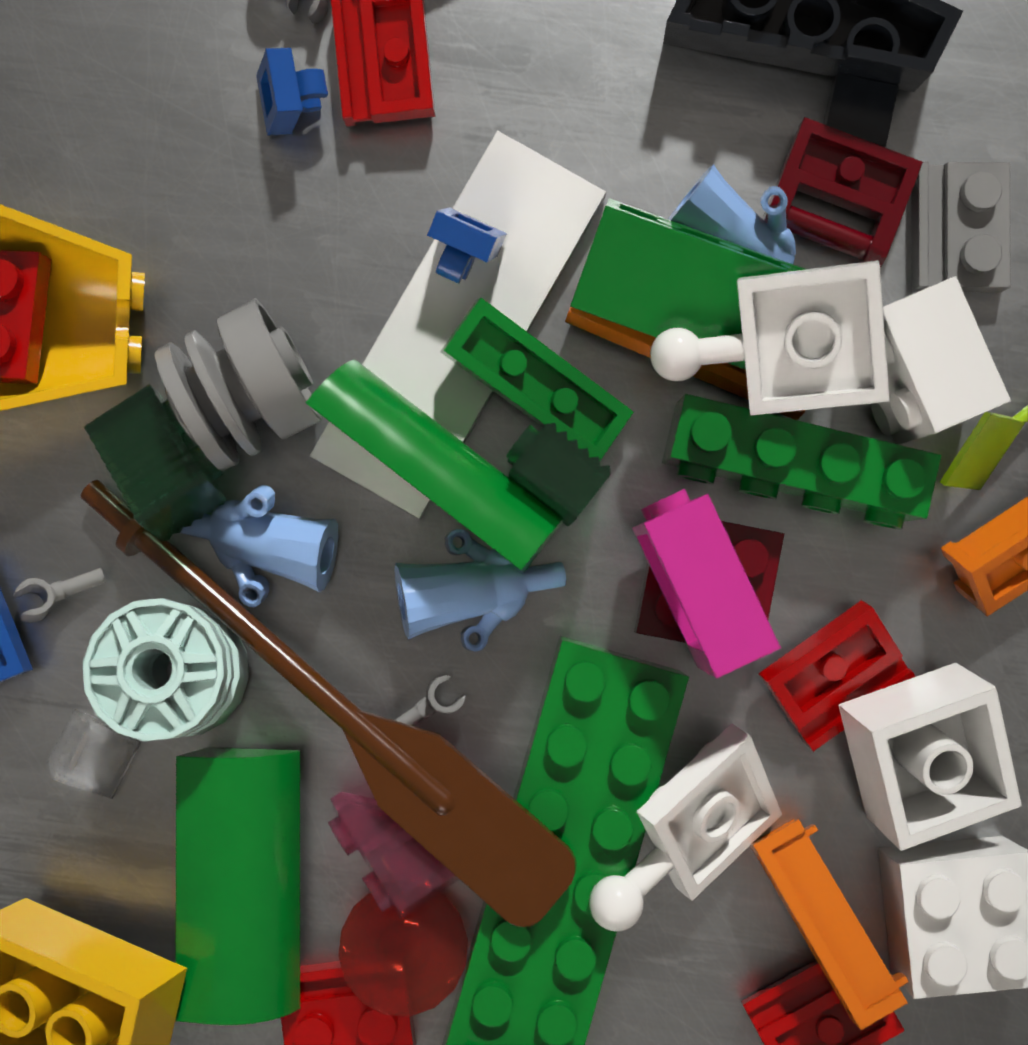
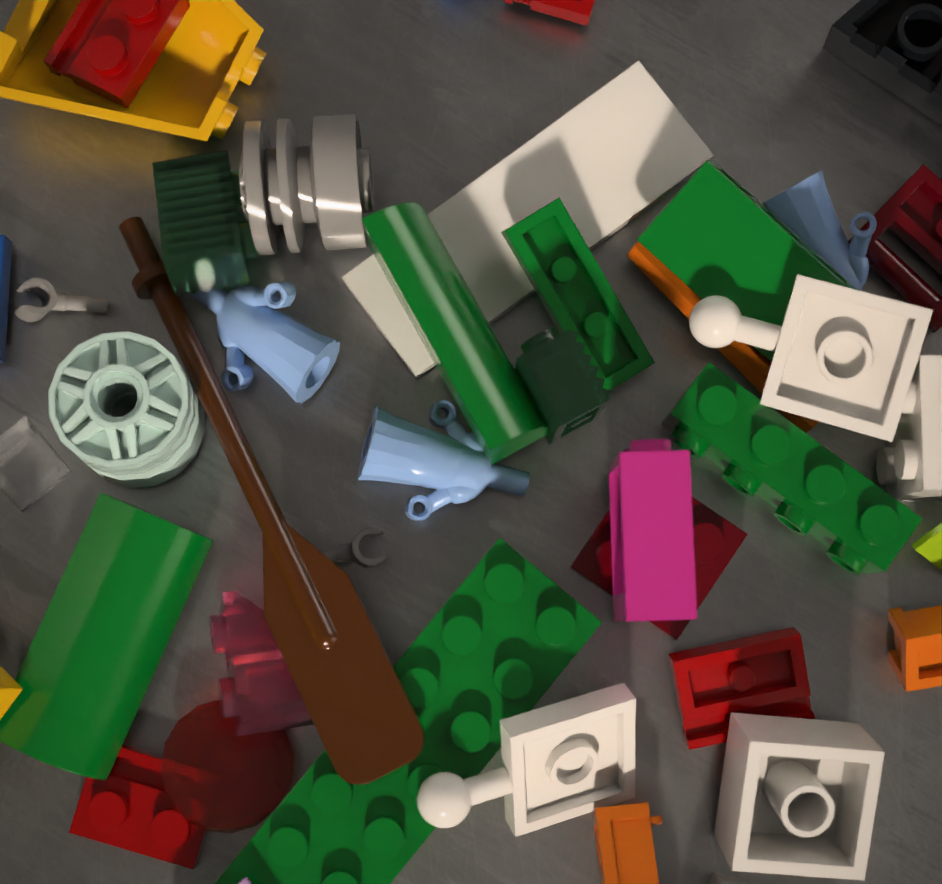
camera: 20 degrees right, 5 degrees down
(465, 241) = (566, 143): blue tile -> none

